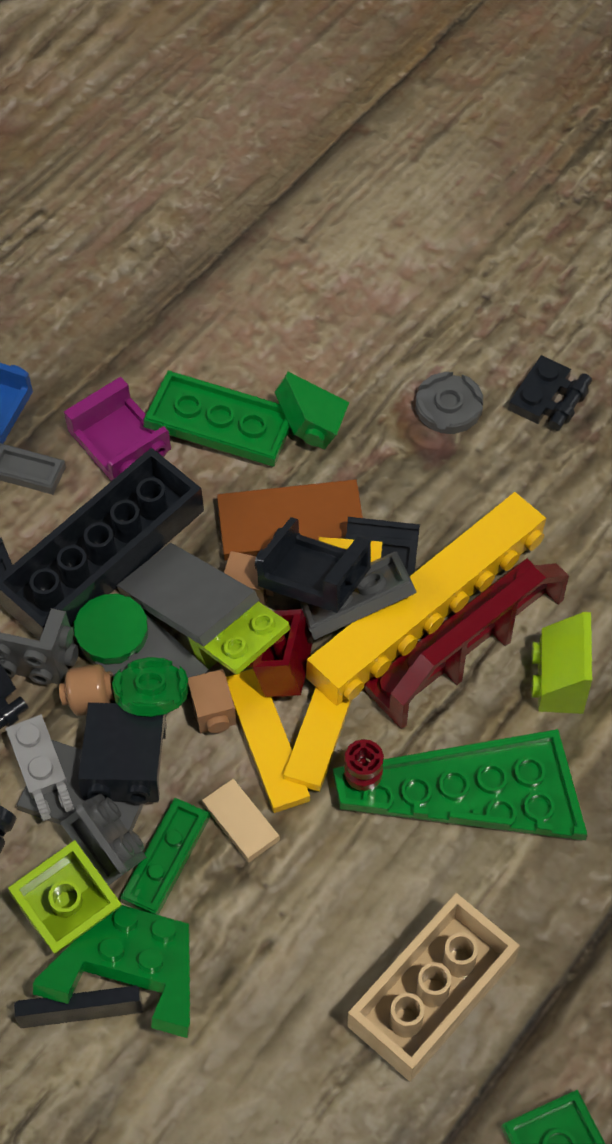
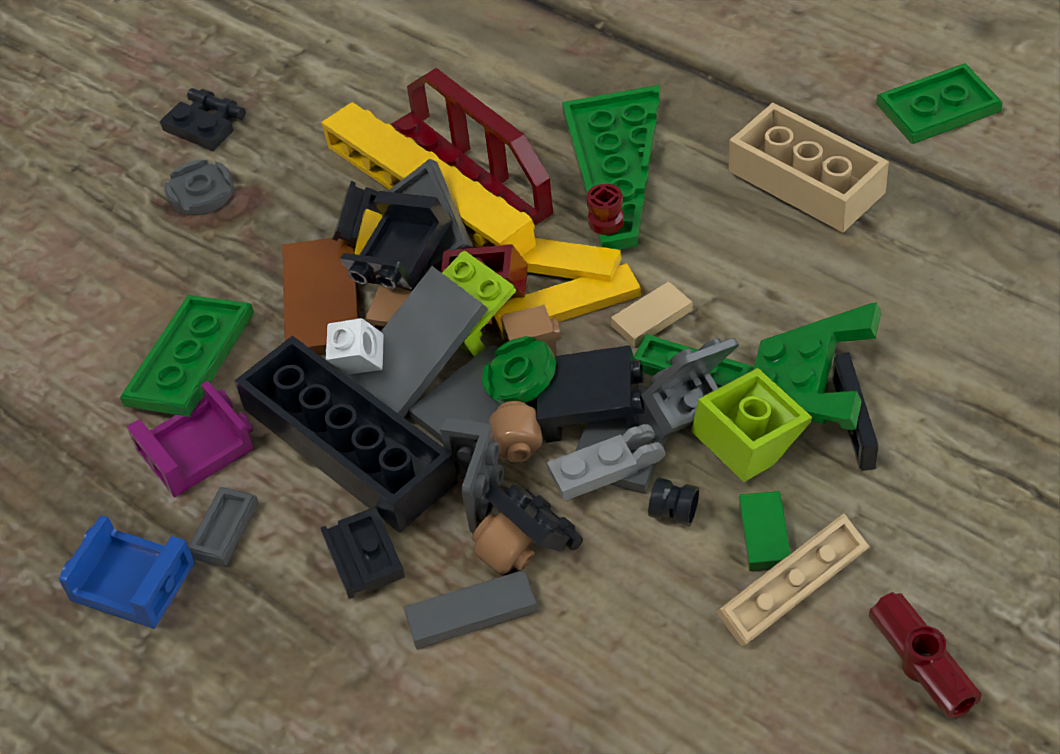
camera: 85 degrees left, 10 degrees down
(111, 628) = (439, 401): green tile -> none
(182, 540) = (354, 346): none -> white brick
(310, 410) = (199, 272): green slope -> none
(563, 665) = (505, 84): lime slope -> none

